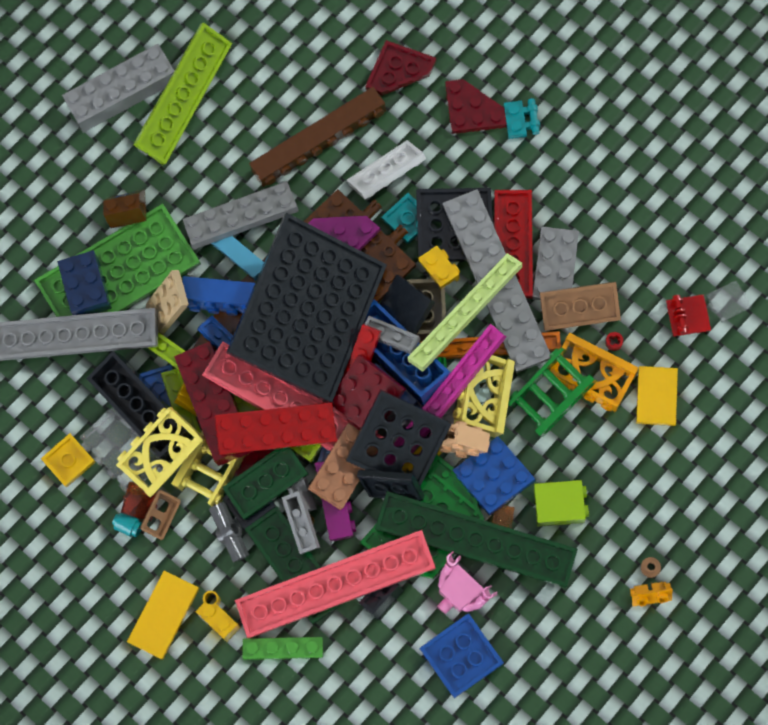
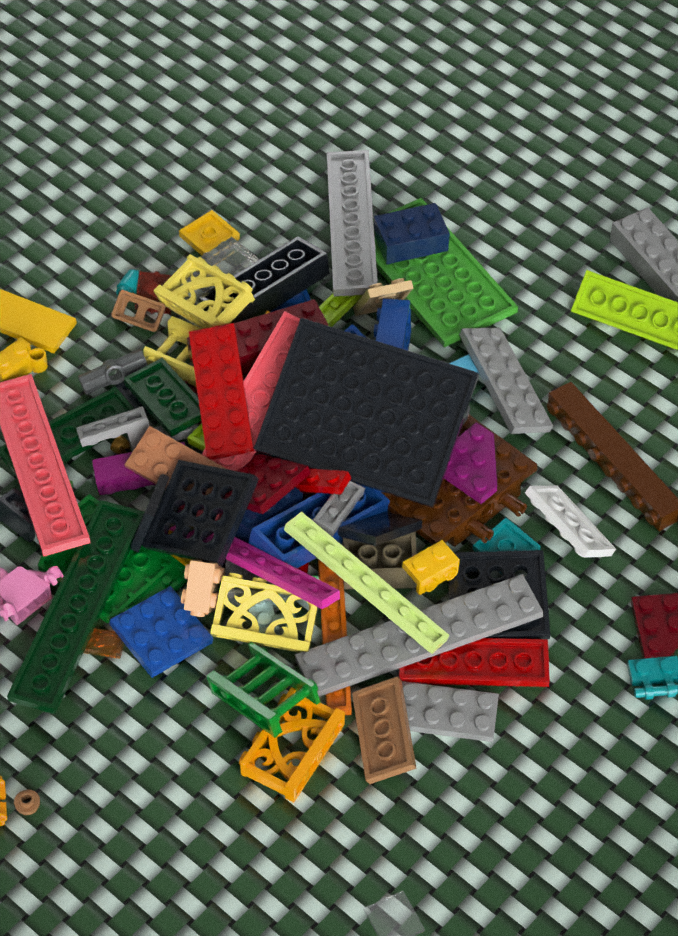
camera: 80 degrees right, 20 degrees down
(125, 209) = (509, 270): reddish brown slope -> none
(560, 503) = (119, 701): lime brick -> none
(613, 335) = (339, 781): red bush -> none
(657, 396) = (259, 821): yellow tile -> none
(688, 315) = (372, 865): red hinge -> none

